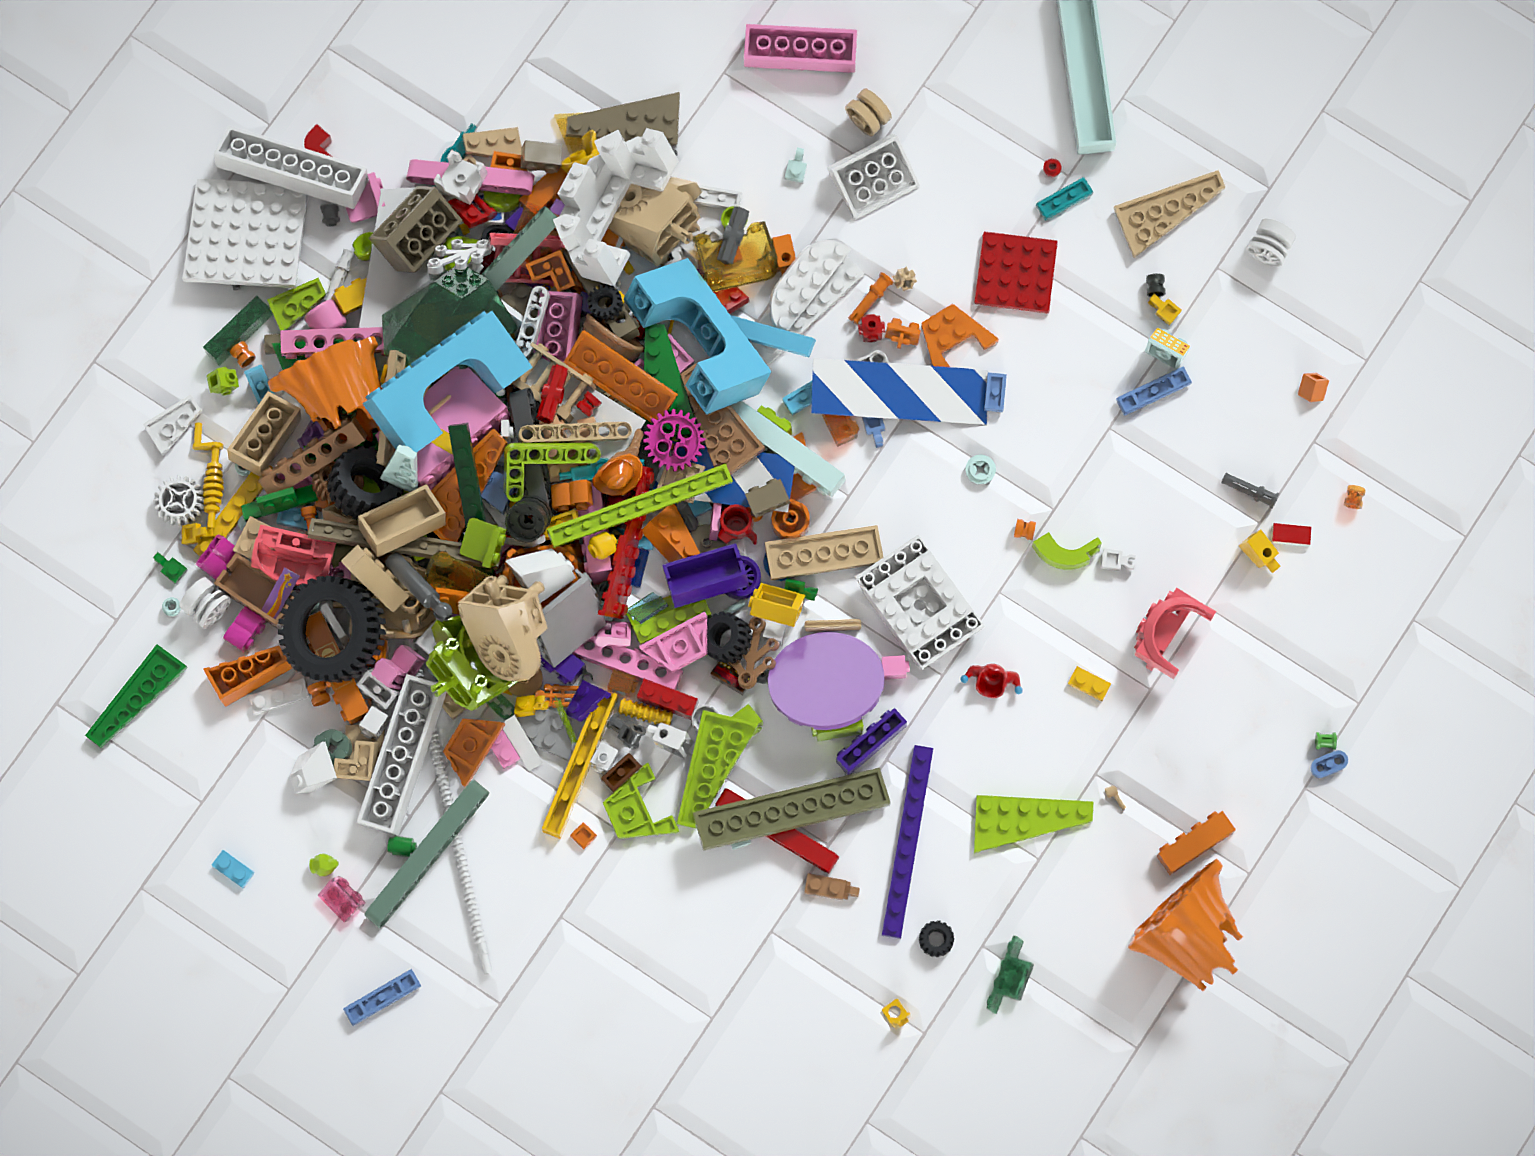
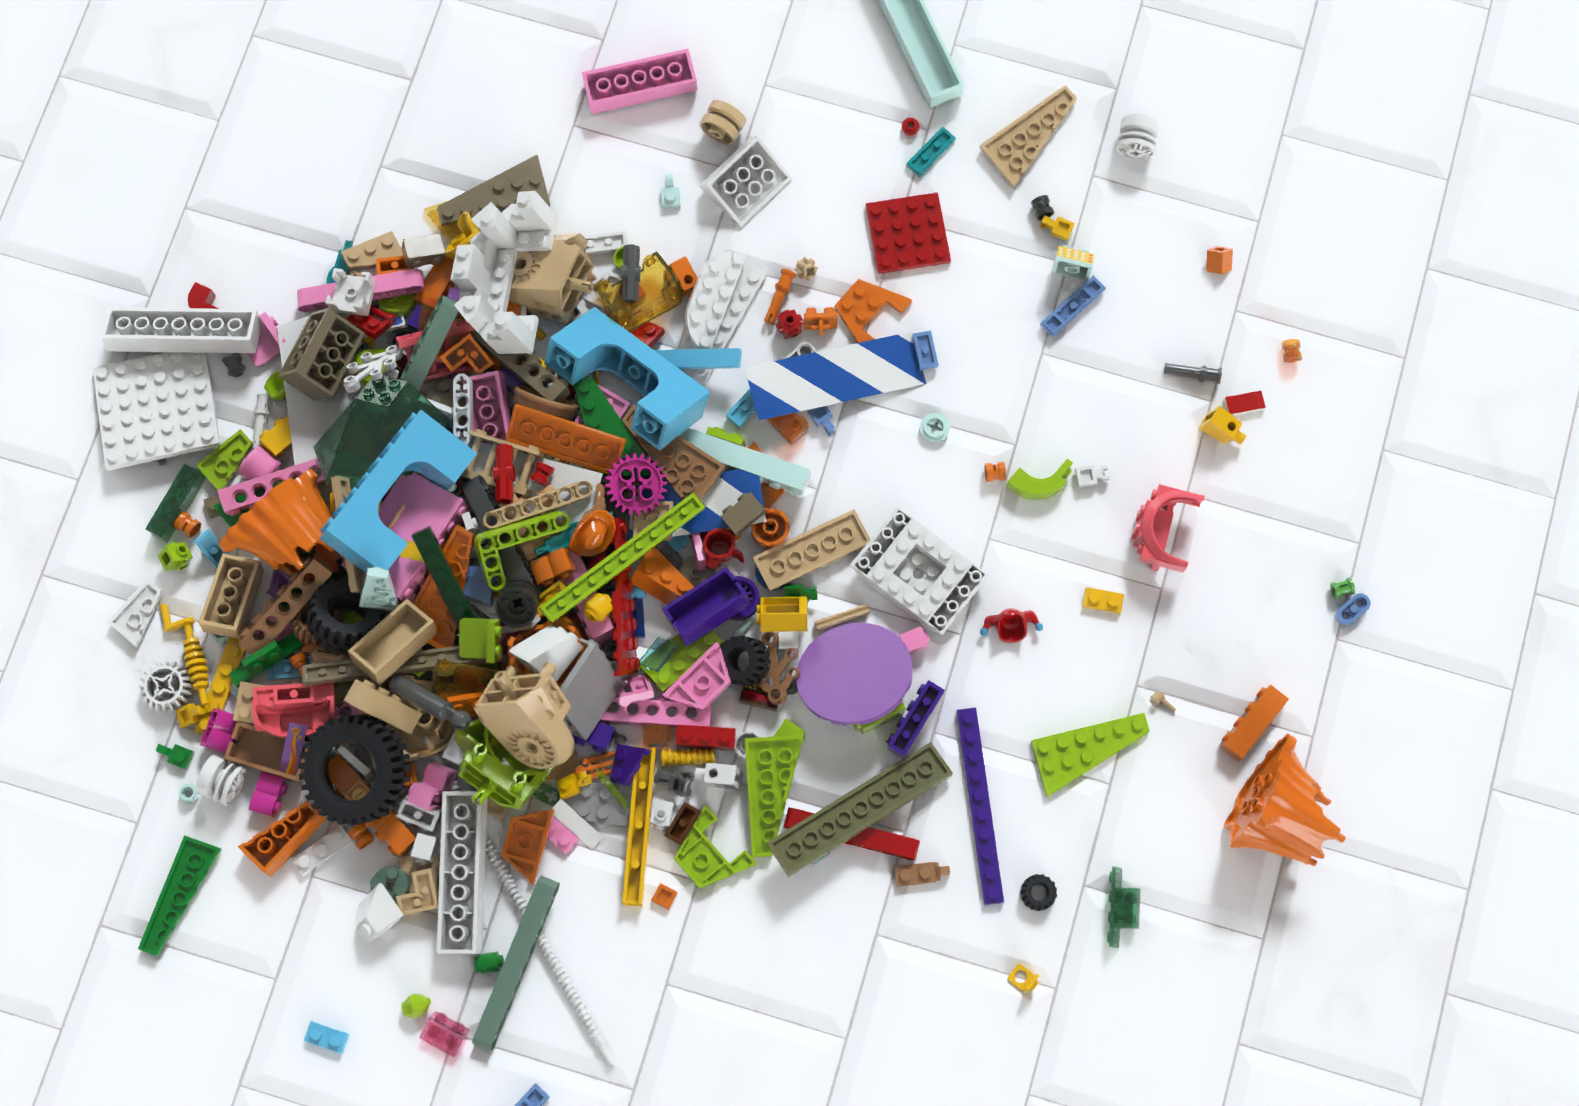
camera: 20 degrees left, 0 degrees up
(600, 293) = (531, 360): black tyre -> none

